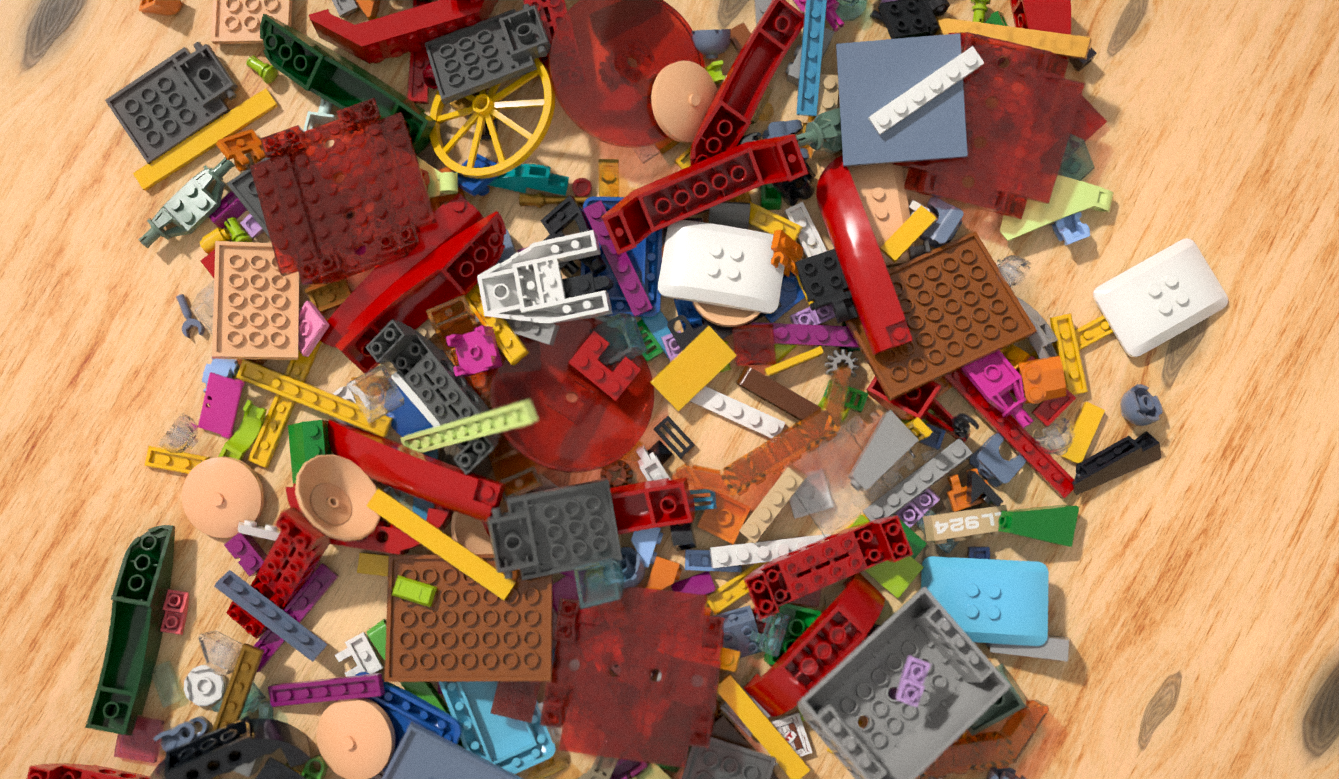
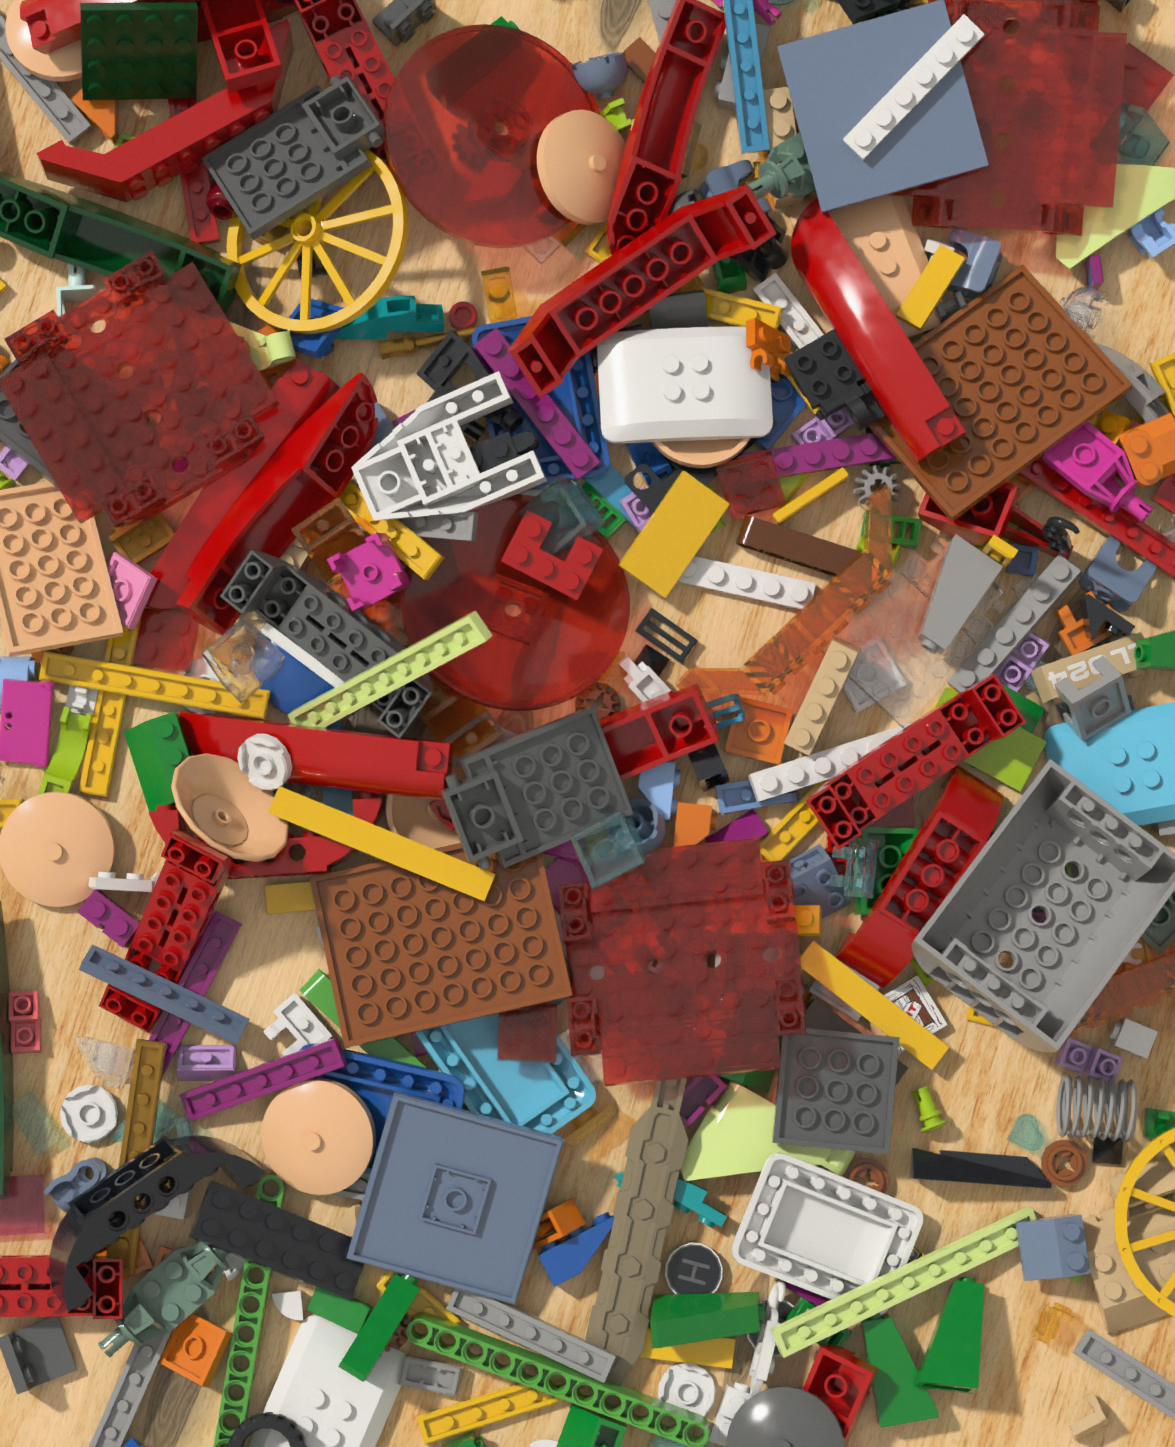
camera: 20 degrees left, 0 degrees up
(263, 398) = (81, 699): none -> white tile
(292, 667) = (205, 1062): none -> lavender slope
(329, 369) = (166, 640): none -> clear red plate
(372, 469) = (265, 761): none -> white tile
(414, 591) = (357, 917): lime tile -> none
(912, 681) = (1057, 884): lavender slope -> none
(966, 551) = (1096, 704): none -> light grey panel
(1024, 245) = (1094, 271): none -> magenta tile

